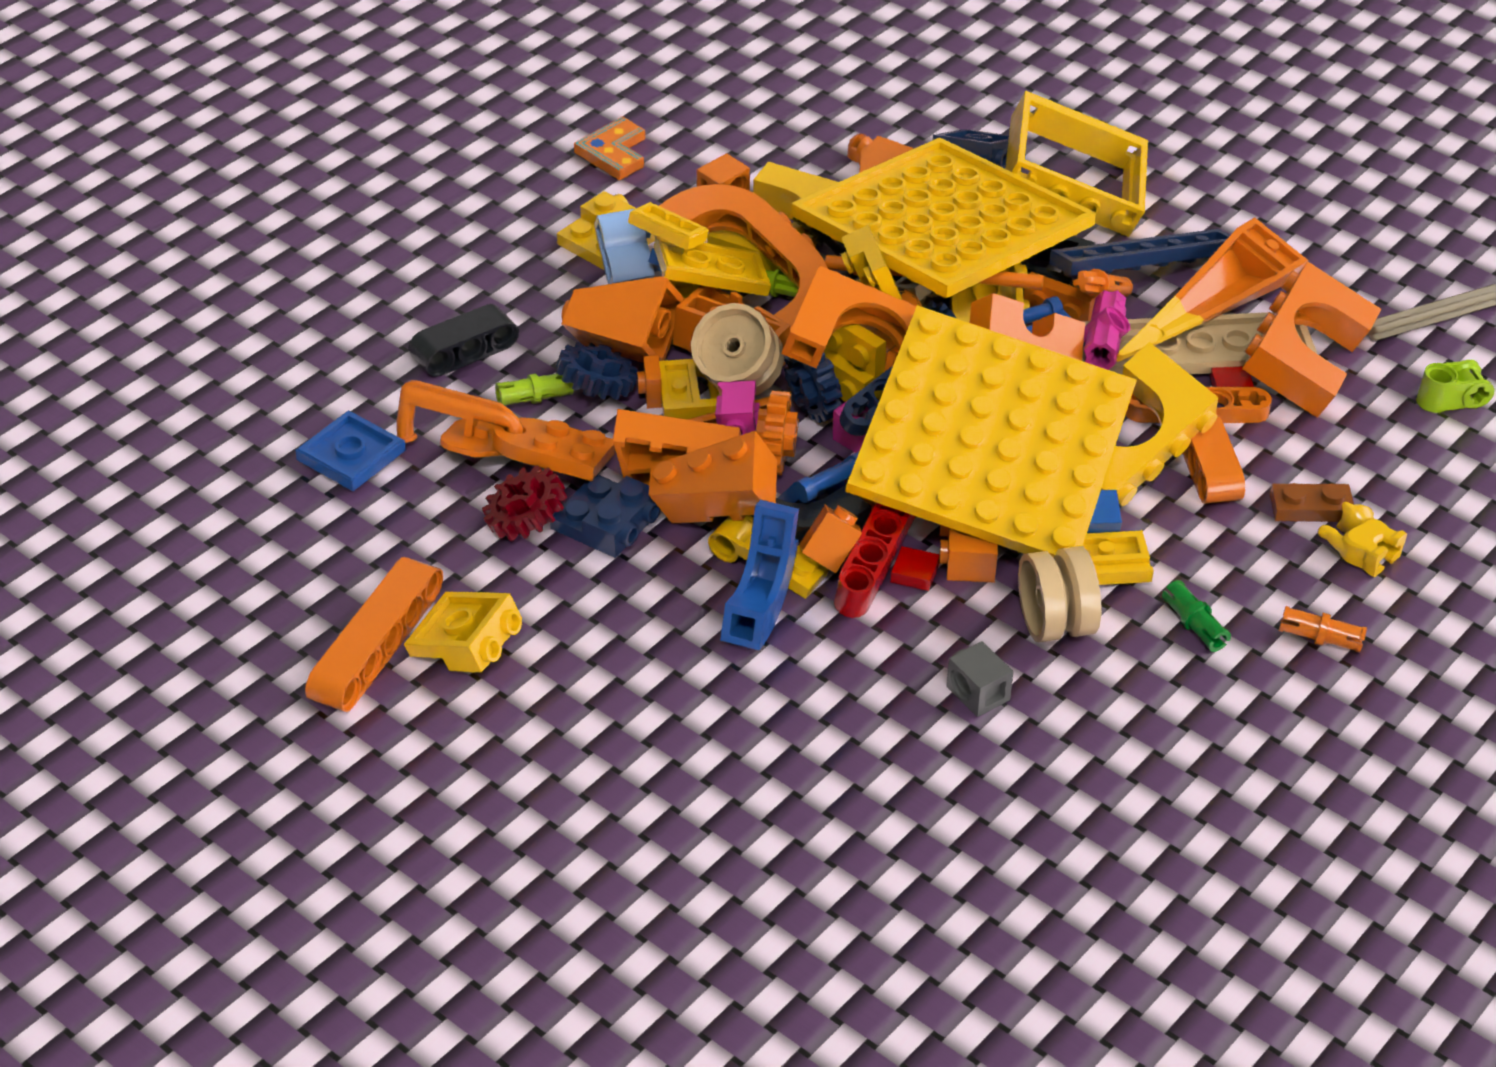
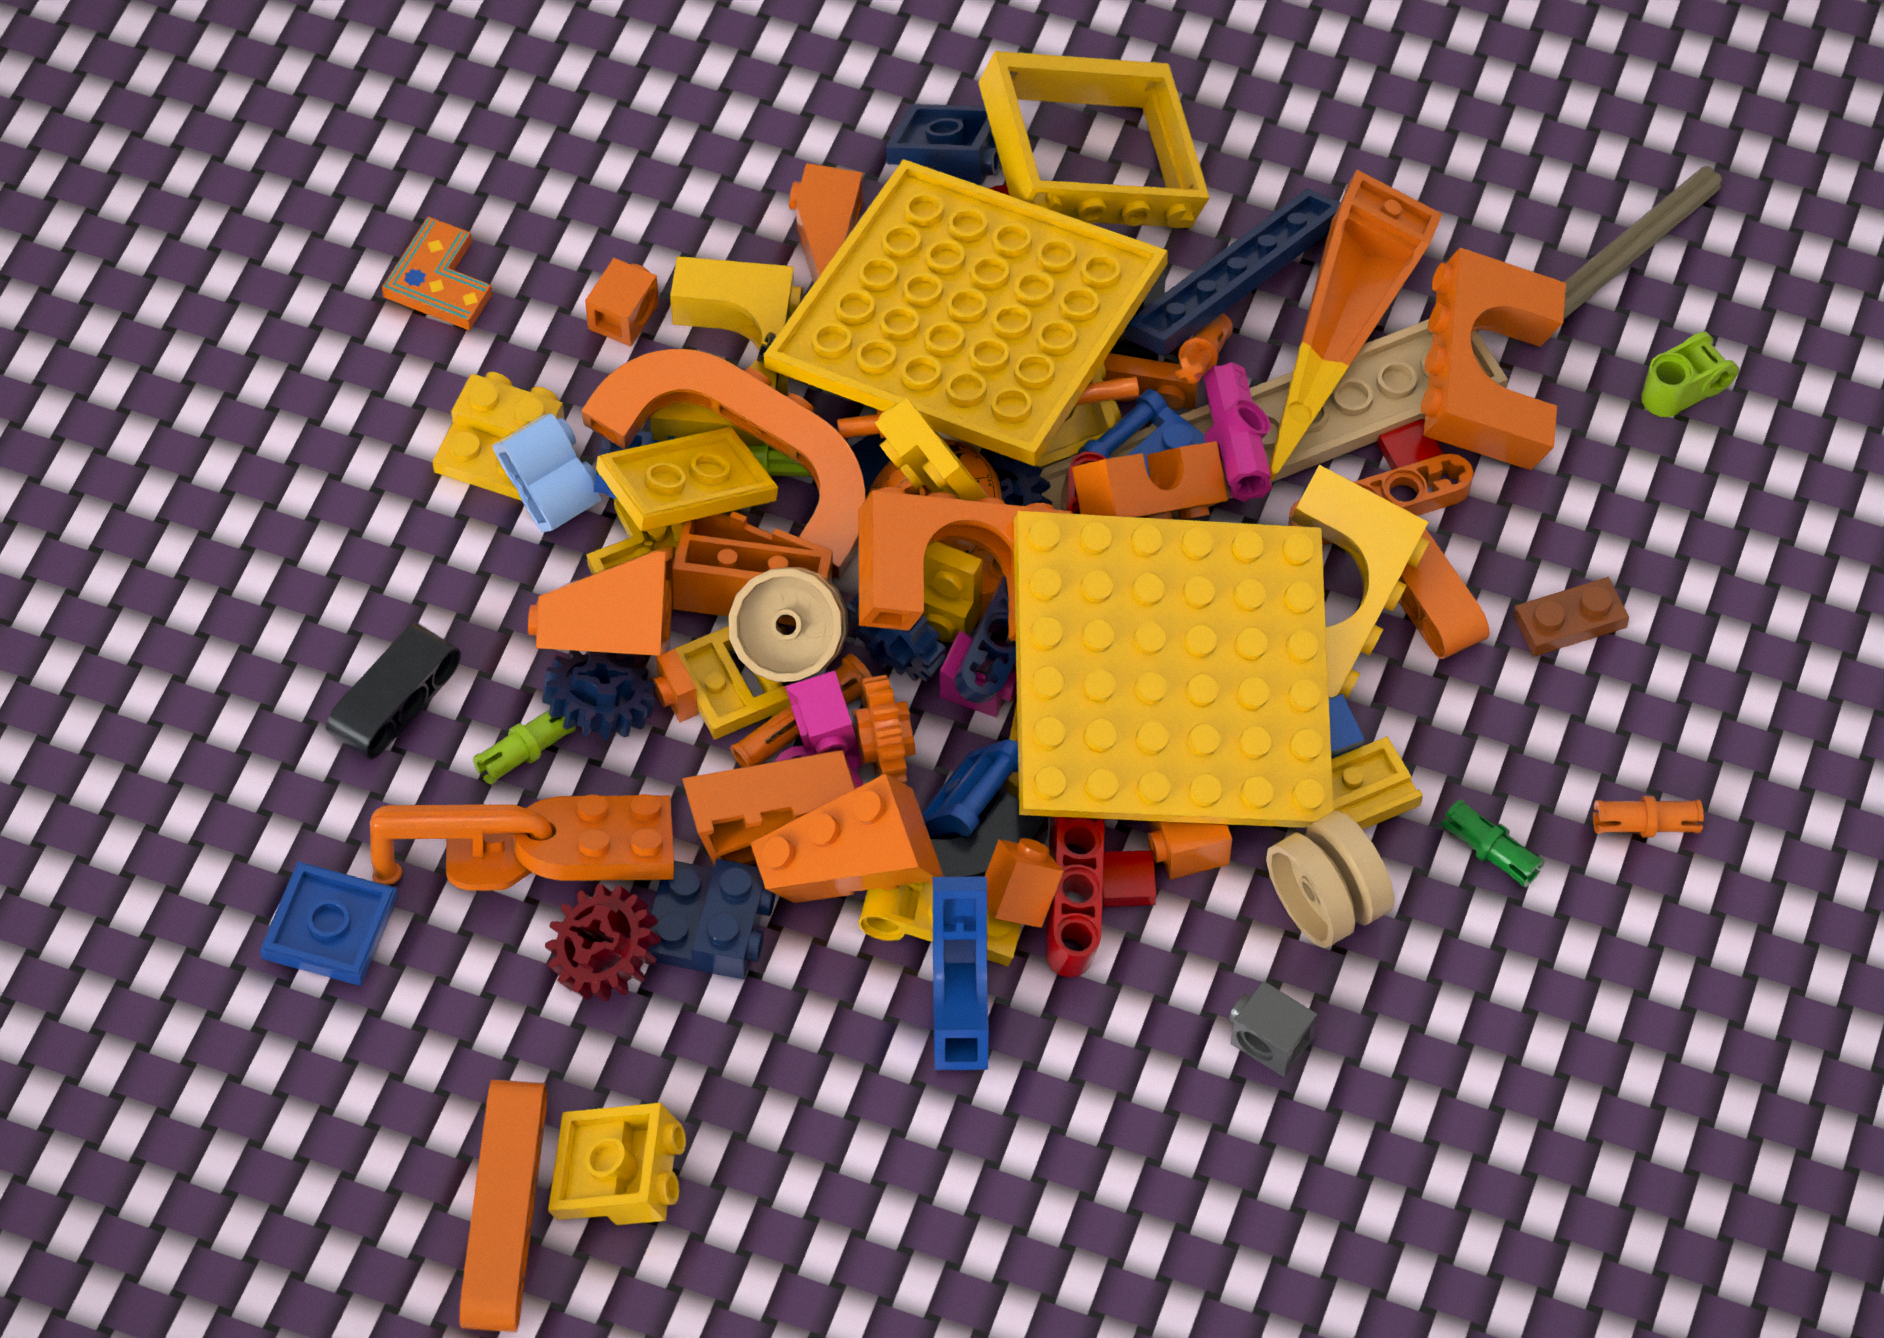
camera: 20 degrees left, 15 degrees up
(668, 226) = (614, 443): yellow plate -> none
(856, 144) = (787, 176): orange hinge -> none
(1365, 539) = (1658, 662): yellow animal -> none

